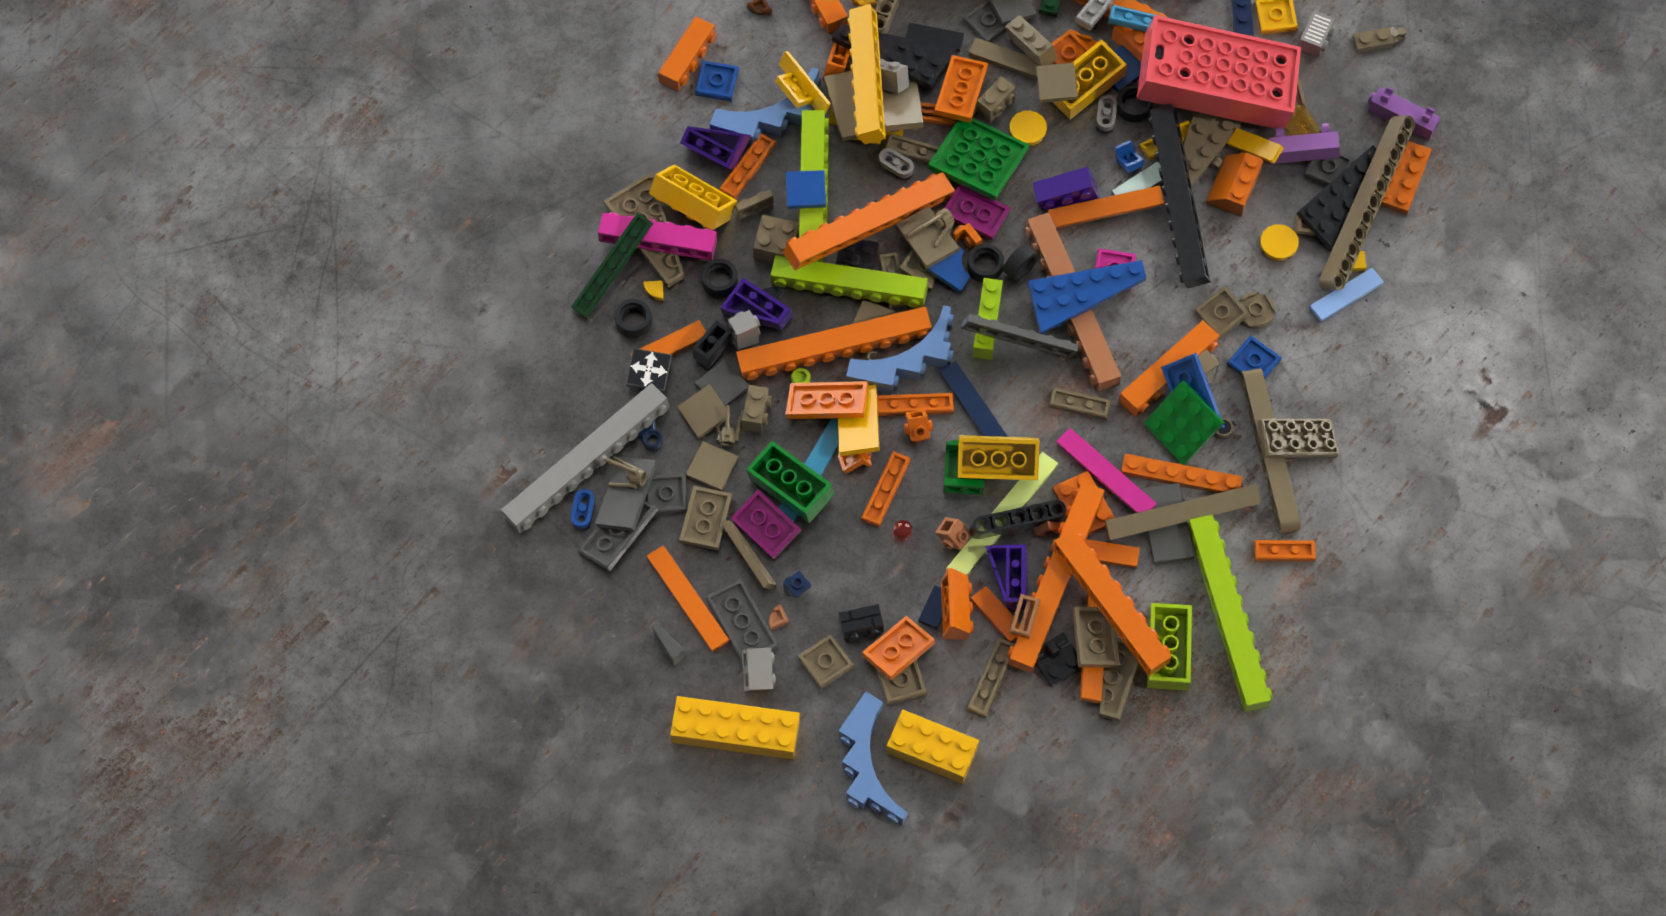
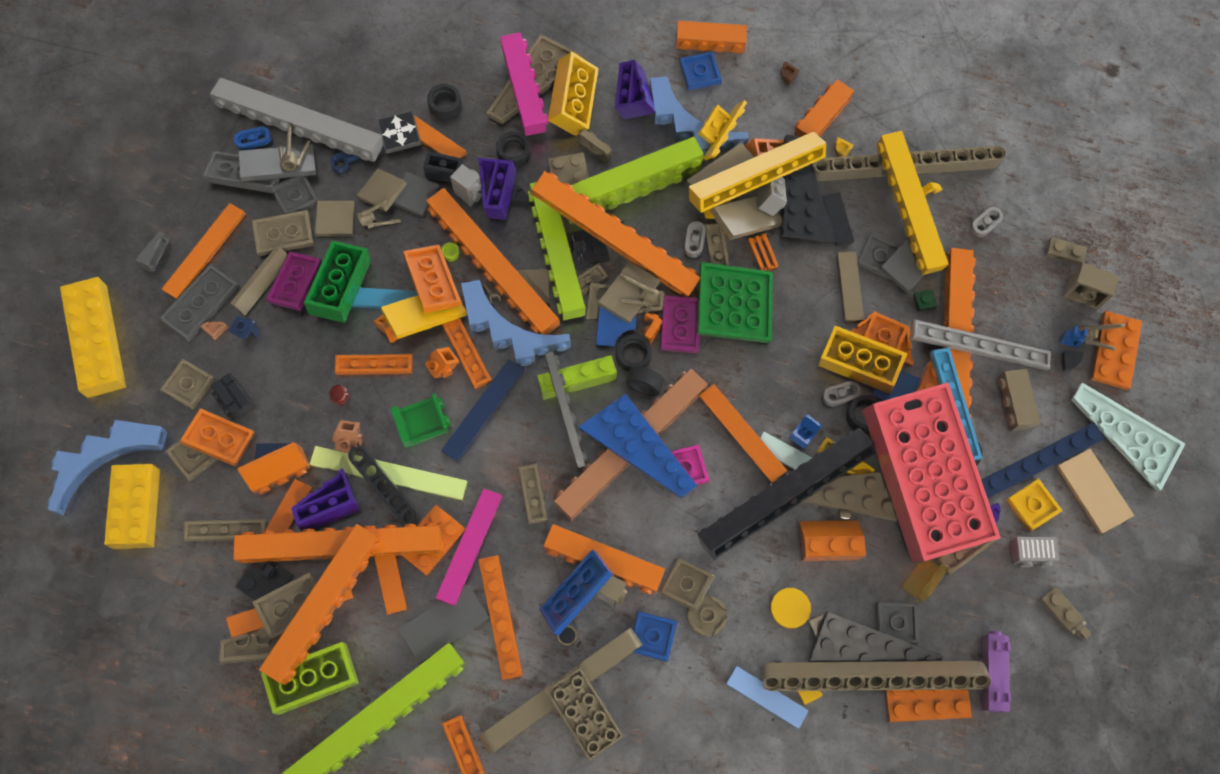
camera: 60 degrees right, 5 degrees up
(612, 265) = (479, 61): dark green tile -> none
(655, 289) = (479, 107): yellow tile -> none
(748, 166) = (631, 127): orange tile -> none
(755, 409) = (400, 227): dark tan brick -> none
(758, 669) = (150, 330): light grey brick -> none
(805, 189) = (616, 170): blue tile -> none
(961, 89) = (795, 260): orange plate -> none
(996, 99) = (801, 293): dark tan brick -> none
(998, 457) = (432, 442): yellow brick -> none
(1020, 632) = (296, 521): medium nougat tile -> none
(1028, 127) = (790, 333): yellow tile -> none
(1031, 41) = (873, 297): dark tan brick -> none
(1046, 527) = (390, 517): nougat tile -> none
(1056, 82) = (840, 333): dark tan tile -> none
(1066, 189) = (741, 392): dark purple wedge -> none
(1182, 512) = (457, 634): dark tan tile -> none
(1184, 423) = (547, 595): green plate -> none
(1255, 145) = (878, 542): yellow tile -> none
(1307, 146) = (902, 589): medium lavender brick -> none

